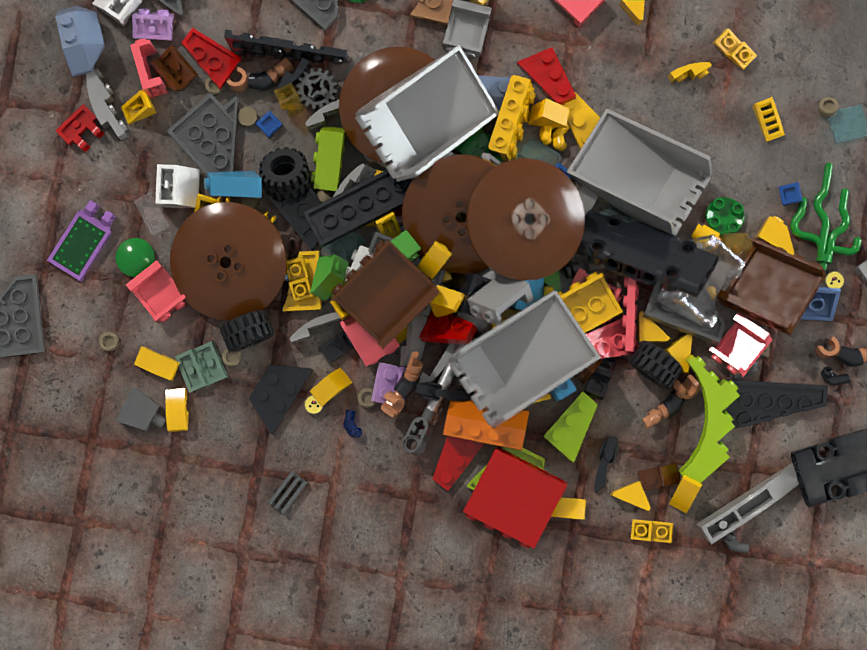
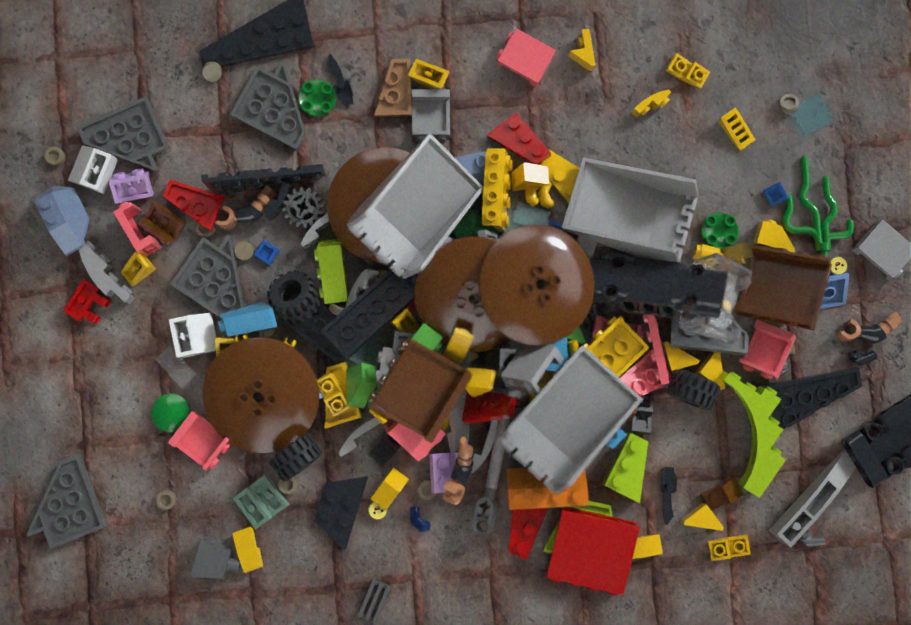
camera: 20 degrees left, 0 degrees up
(82, 241) = (116, 410): tile -> none
(157, 363) = (217, 510): yellow slope -> none
(289, 100) = (279, 225): clear yellow brick -> none
(434, 391) = (490, 470): black piece -> none
(674, 402) = (718, 420): nougat piece -> none
(685, 494) = (752, 505): yellow slope -> none

